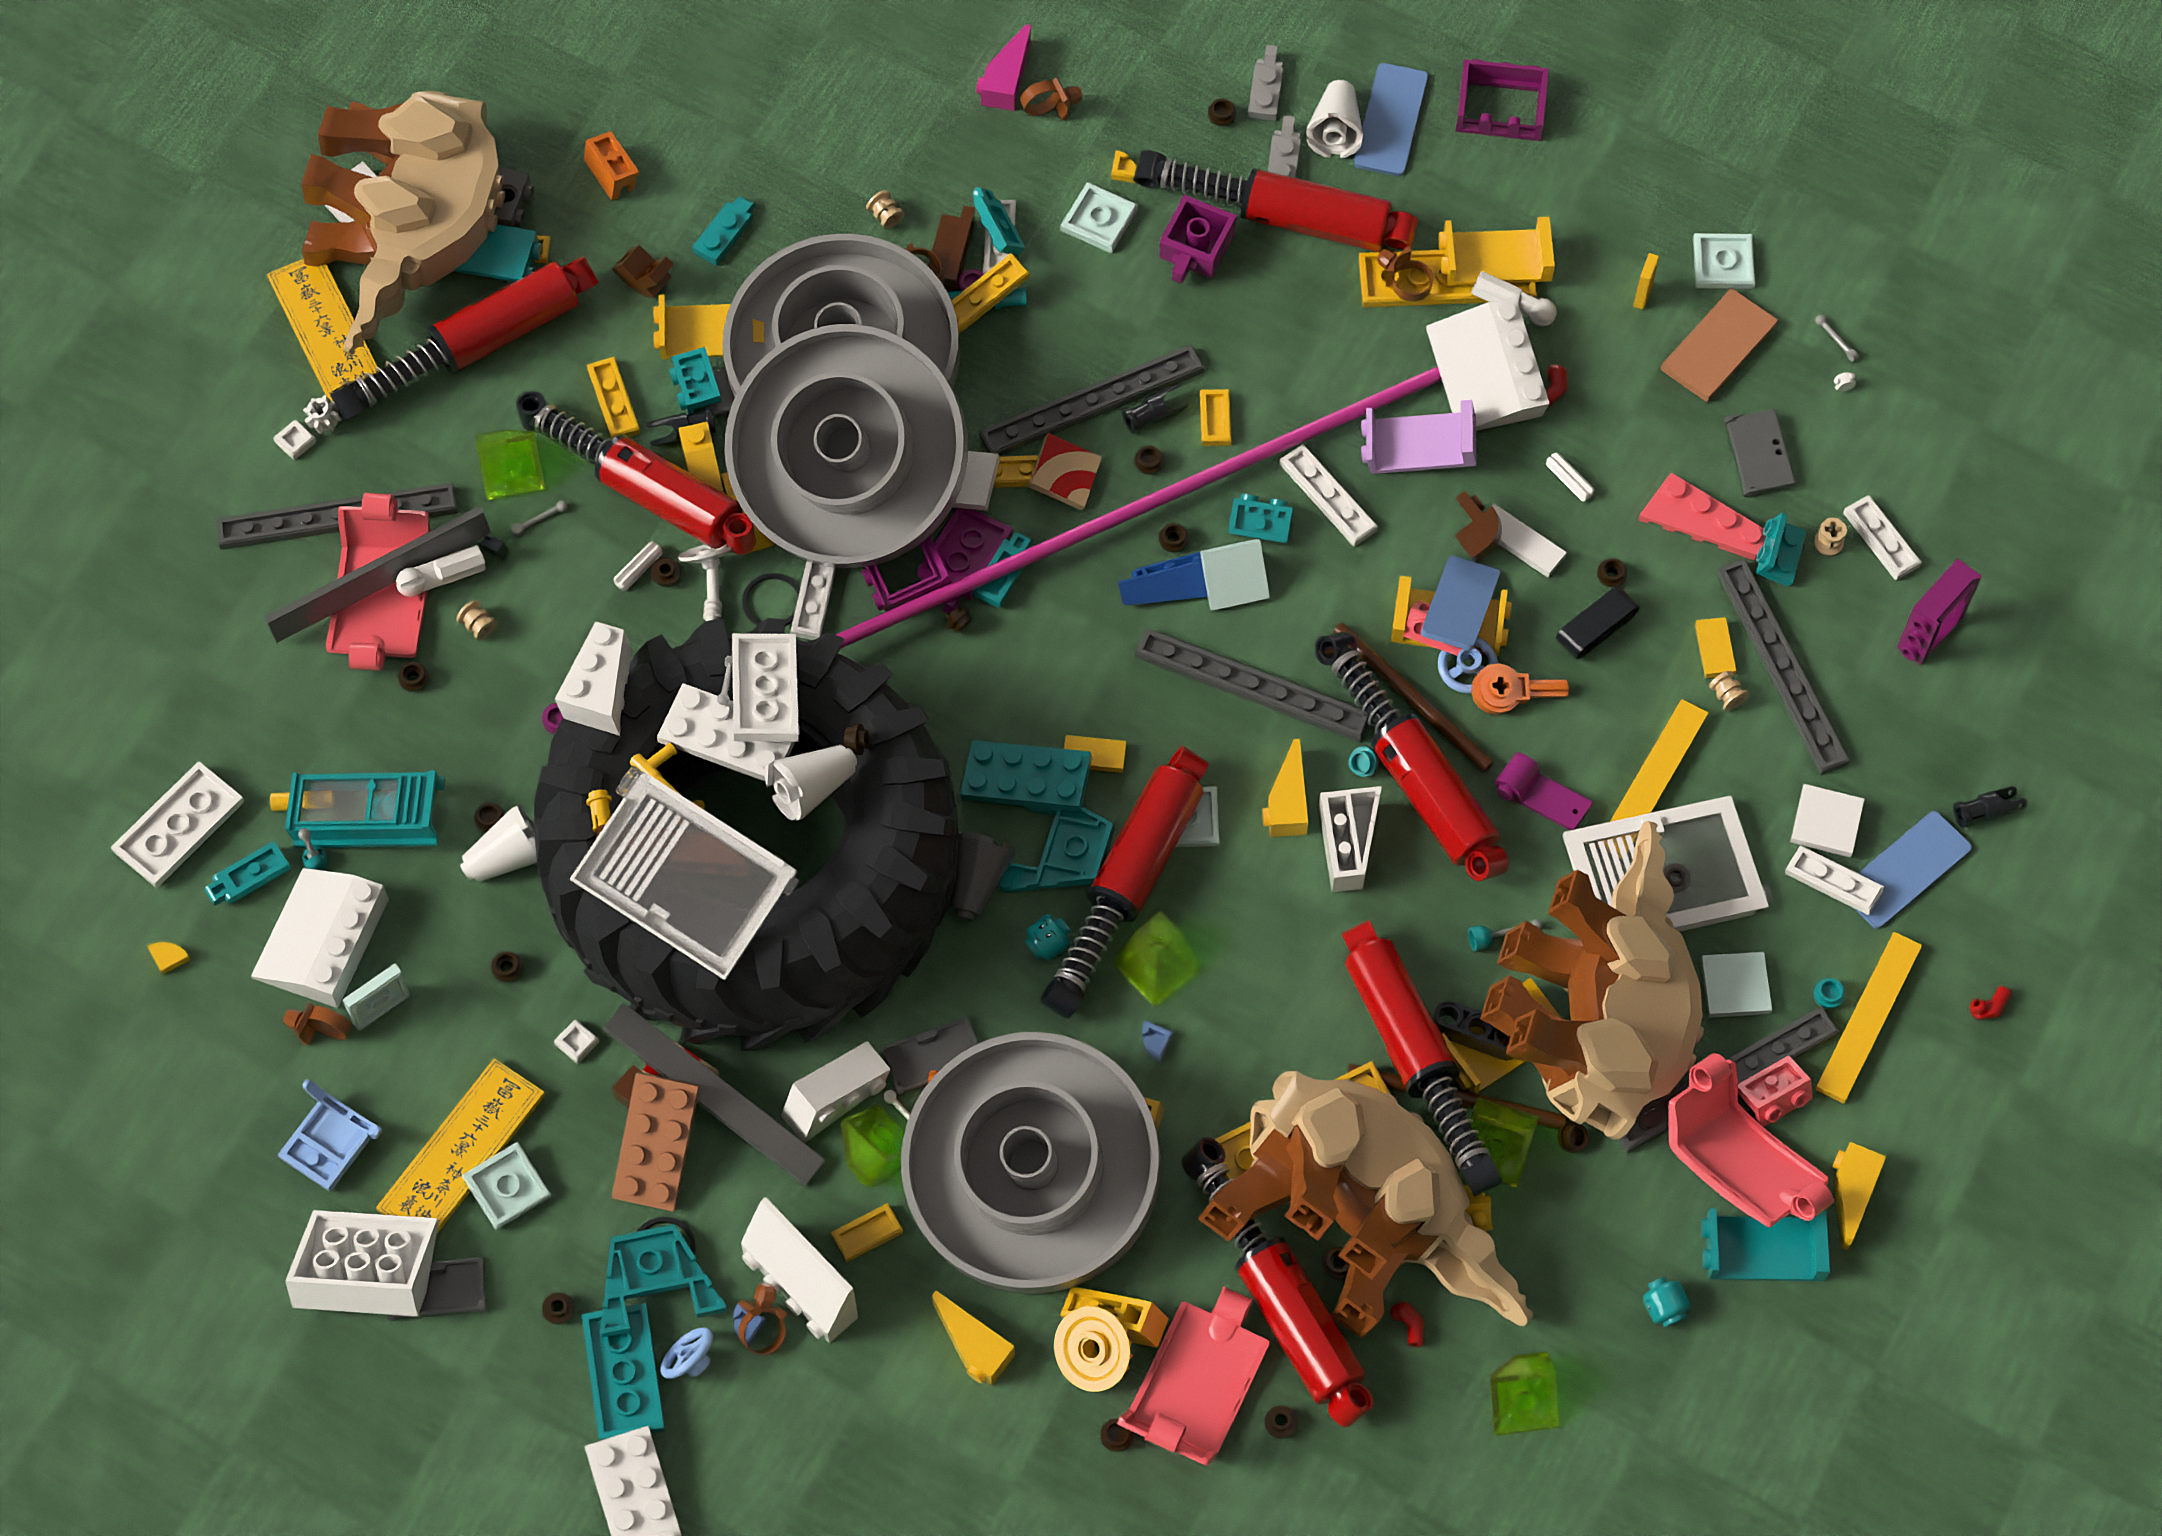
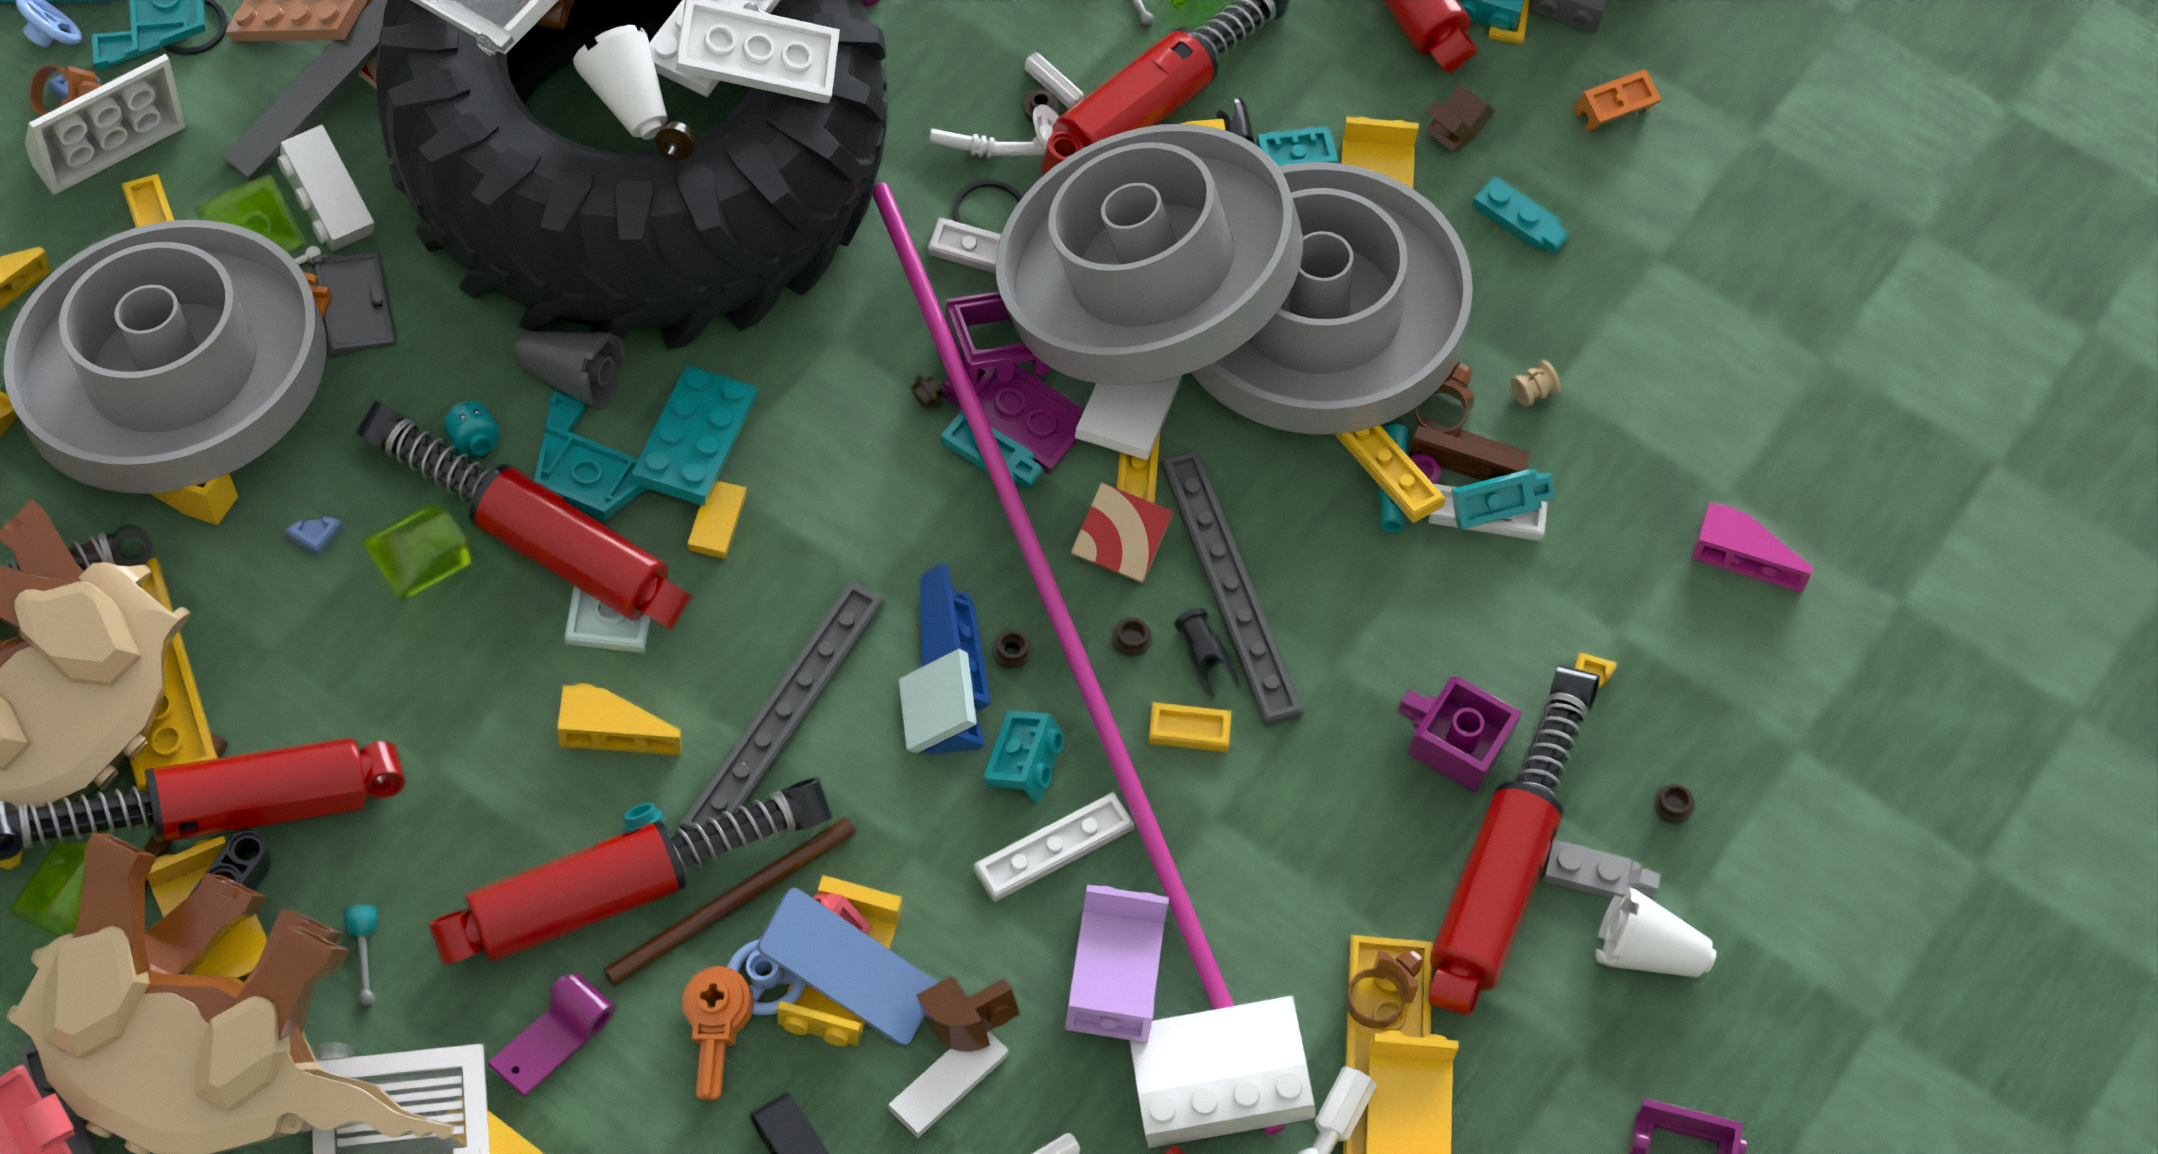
camera: 90 degrees right, 5 degrees down
(613, 398) = (1288, 80): yellow tile -> none
(1059, 99) = (1698, 599): dark orange piece -> none
(1099, 217) = (1513, 632): light aqua tile -> none
(1266, 86) = (1718, 868): light grey hinge -> none
(1347, 833) = (531, 778): white wedge -> none
(1391, 119) = (1658, 1026): medium blue piece -> none

